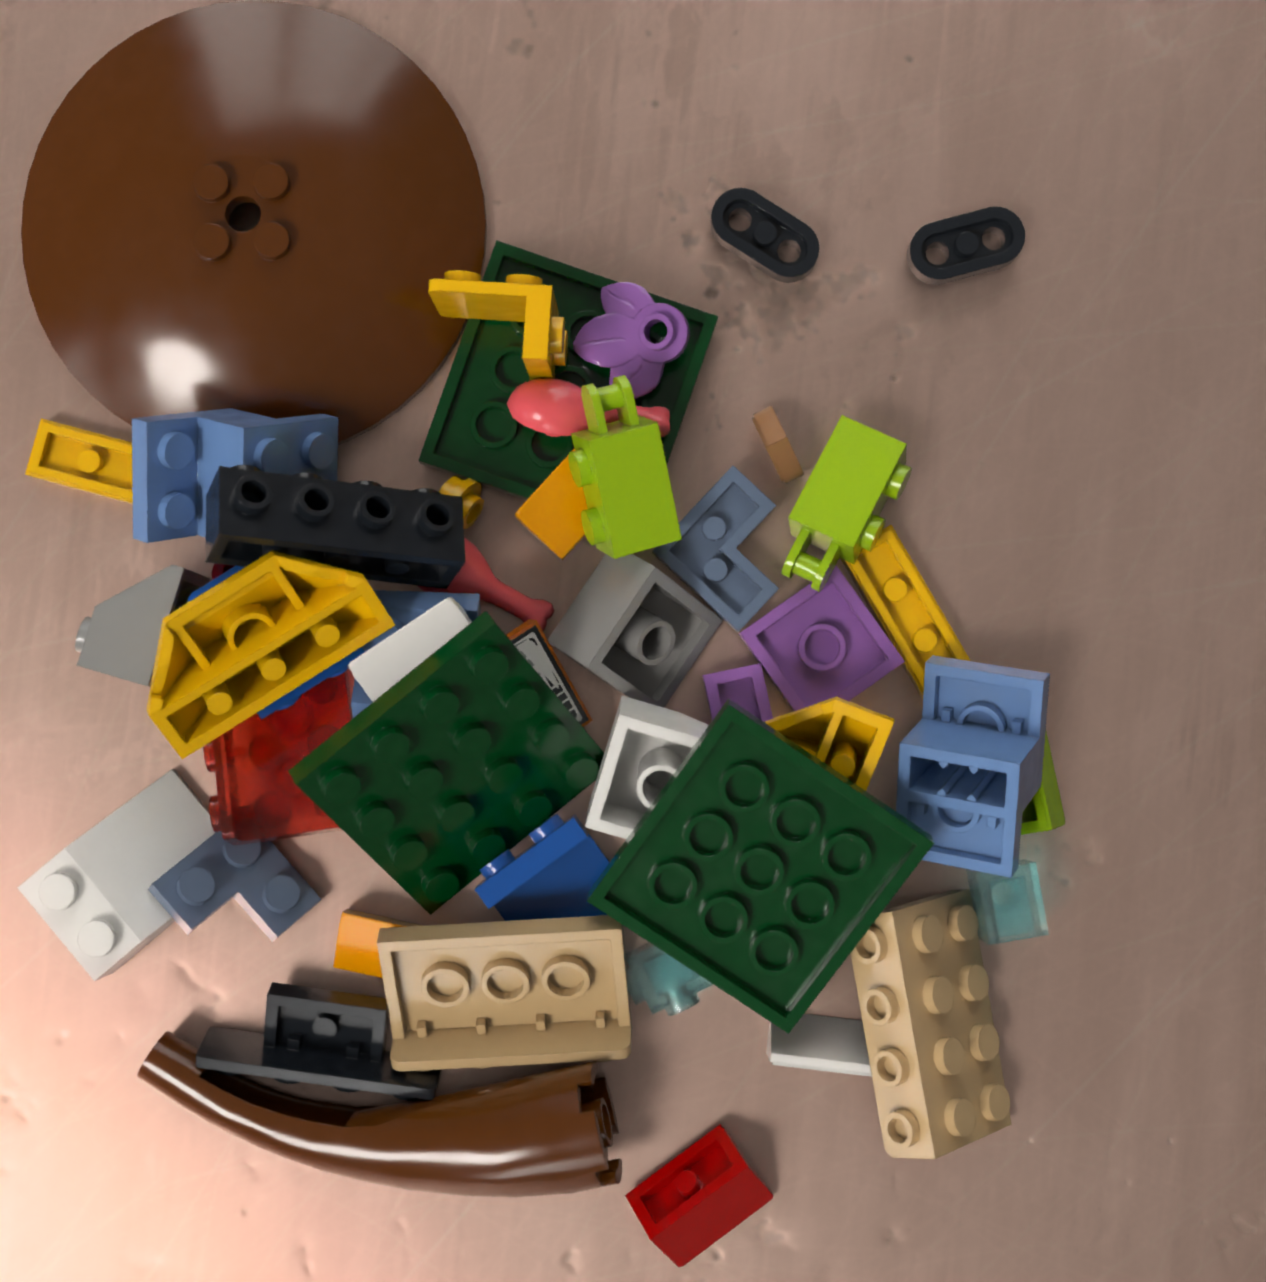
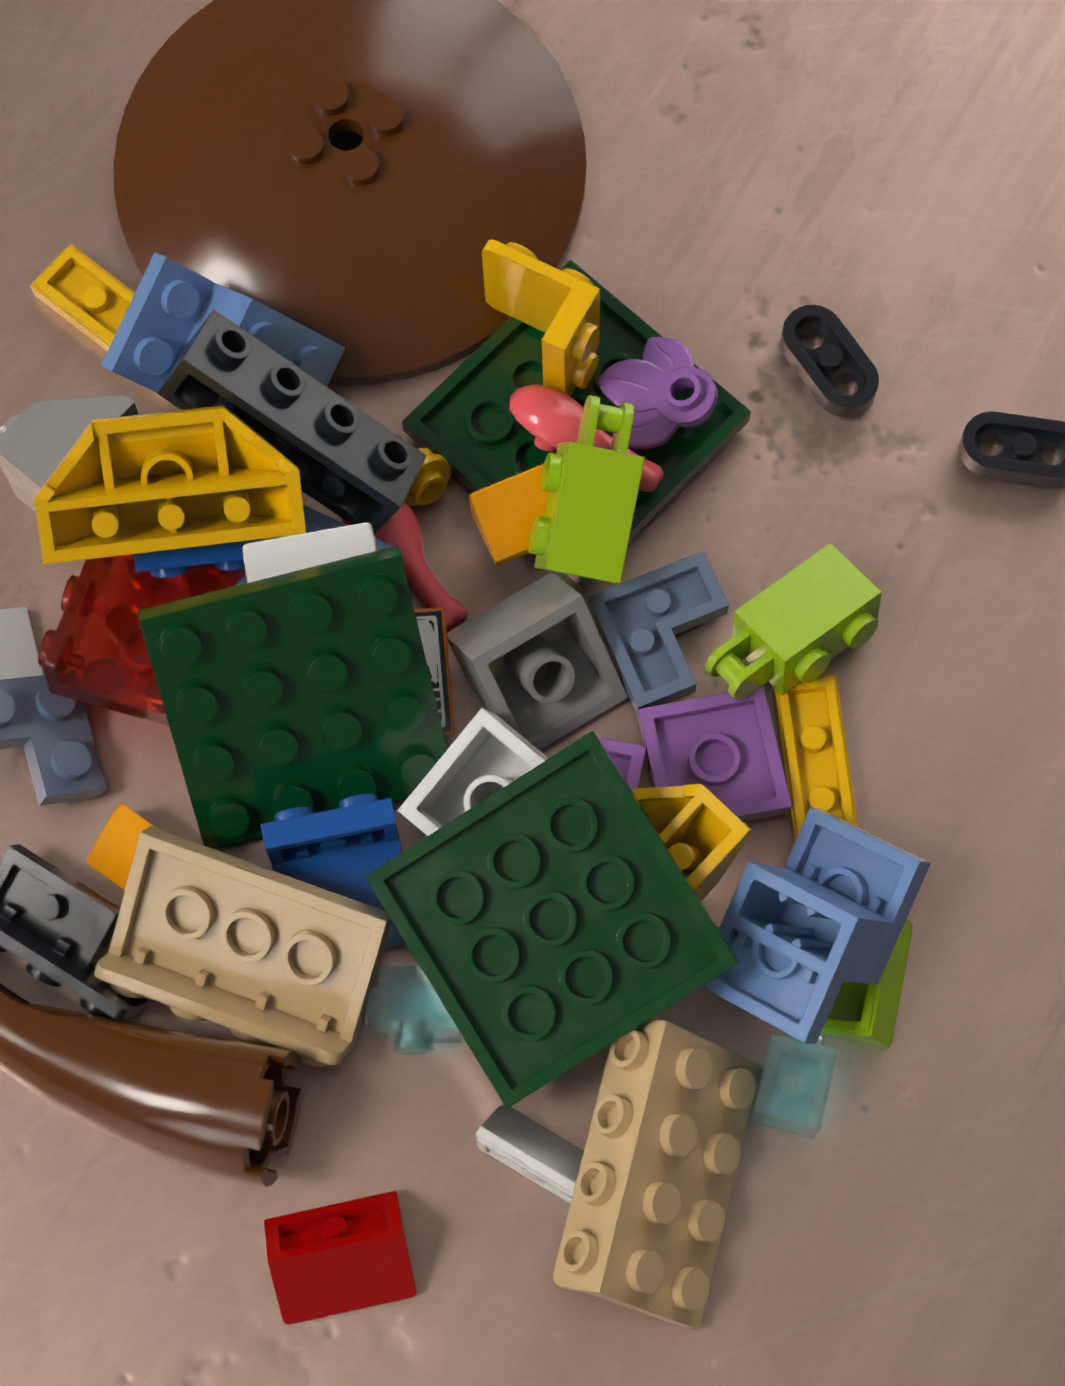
camera: 25 degrees right, 15 degrees down
(777, 444) = (755, 553): medium nougat tile -> none

